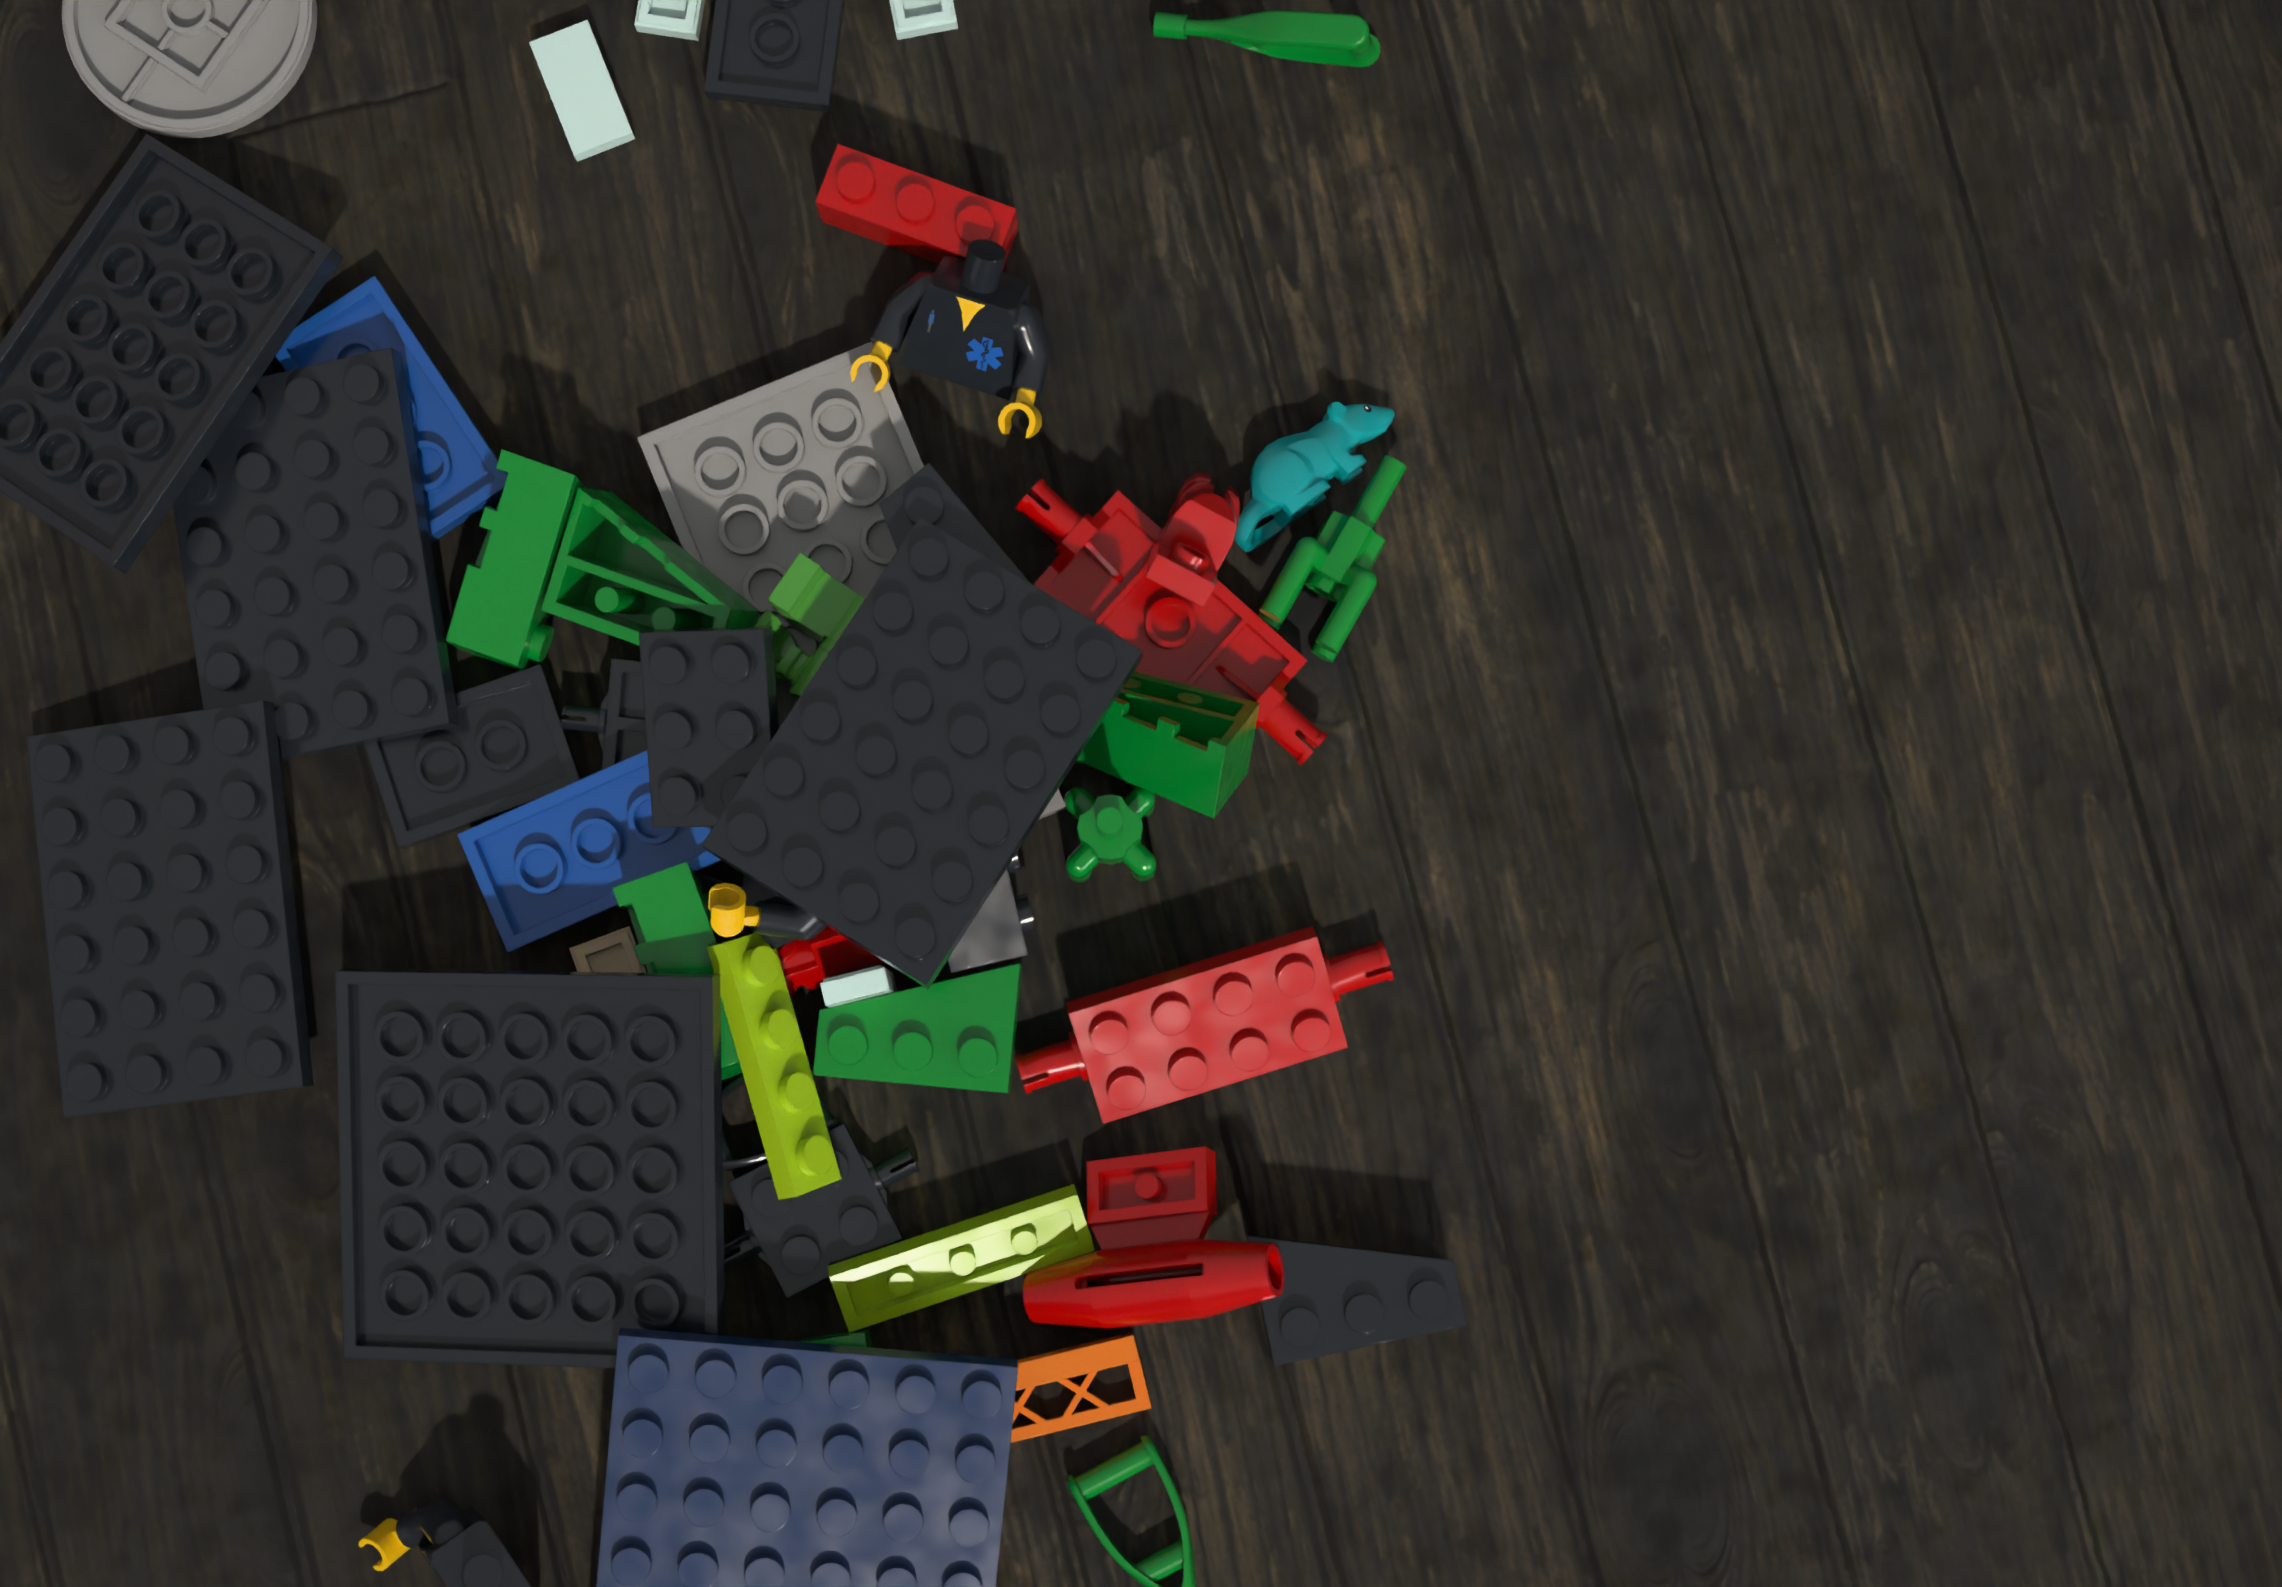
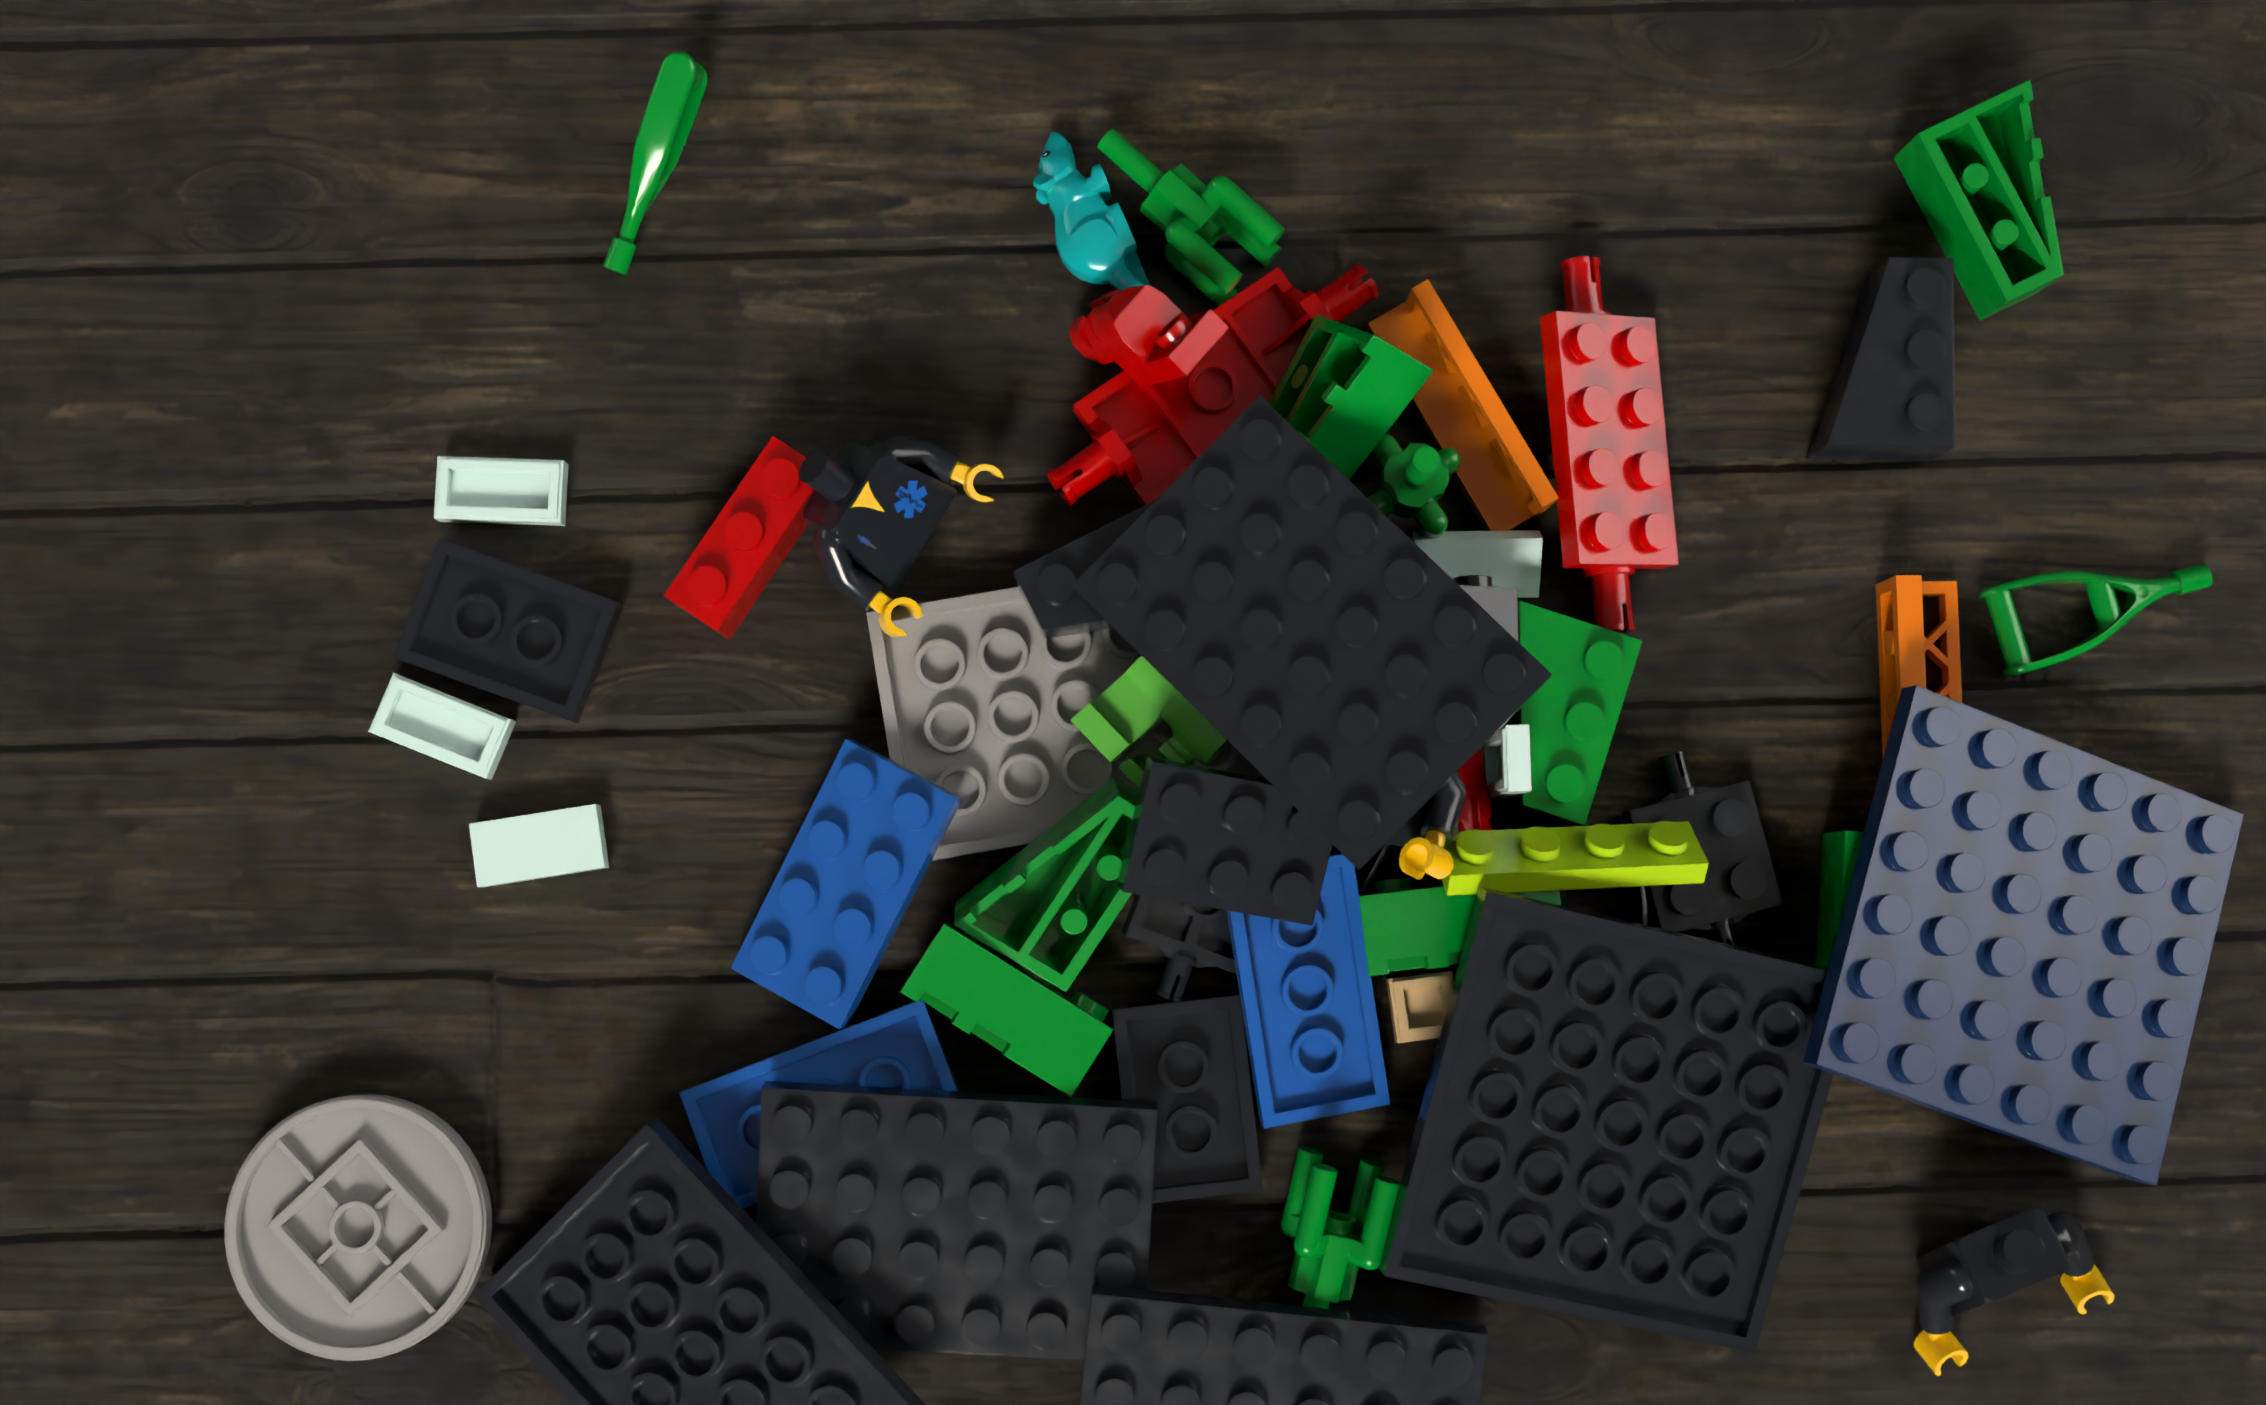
camera: 80 degrees left, 0 degrees up
(362, 922) = (1330, 1242): none -> green plant
(606, 384) = (846, 883): none -> blue plate
(961, 1258) = (1781, 726): lime plate -> none
(1064, 942) = (1506, 556): none -> light aqua tile
(1154, 1255) = (1828, 540): red plate -> none
(1203, 872) = (1466, 414): none -> orange fence
(1543, 1352) = (1987, 200): none -> green wedge

